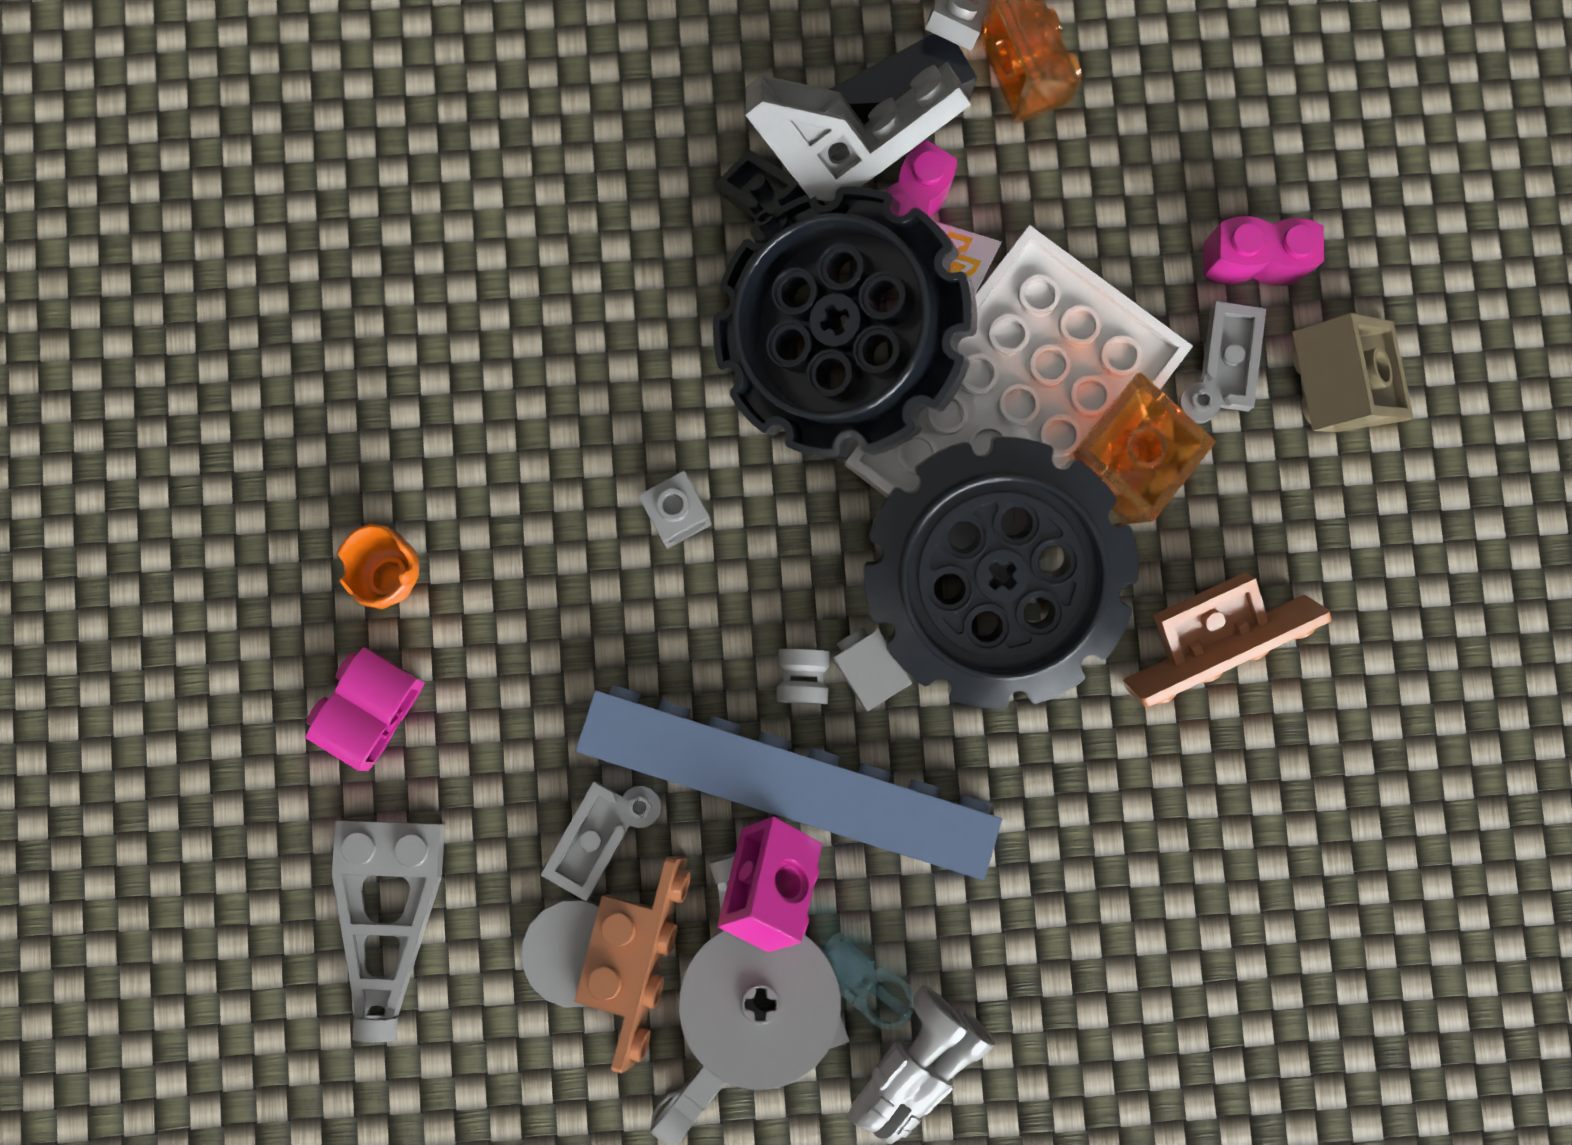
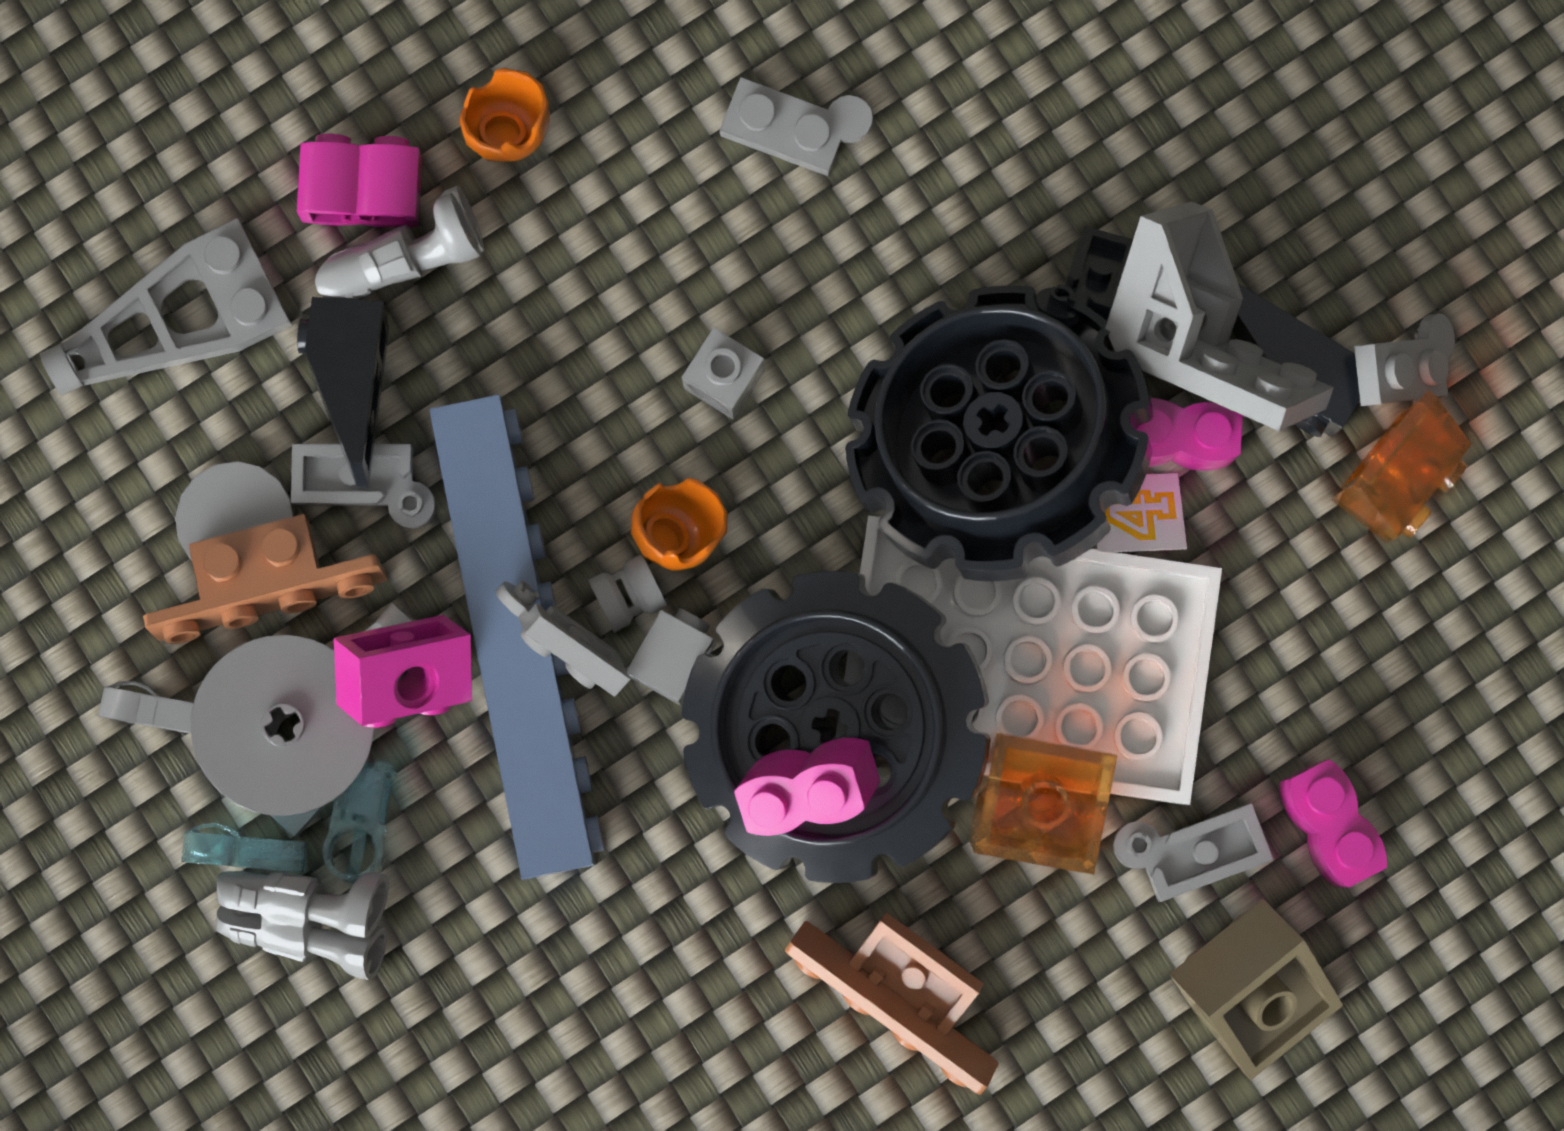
camera: 65 degrees right, 0 degrees up
(439, 710) = (401, 256): none -> light grey piece
(499, 796) = (347, 361): none -> black slope
(514, 355) = (794, 127): none -> light grey hinge
(773, 607) = (679, 524): none -> orange hair
(809, 748) = (554, 632): none -> light grey hinge
(840, 1089) = (243, 851): none -> clear light blue piece
(1053, 608) = (801, 786): none -> brick

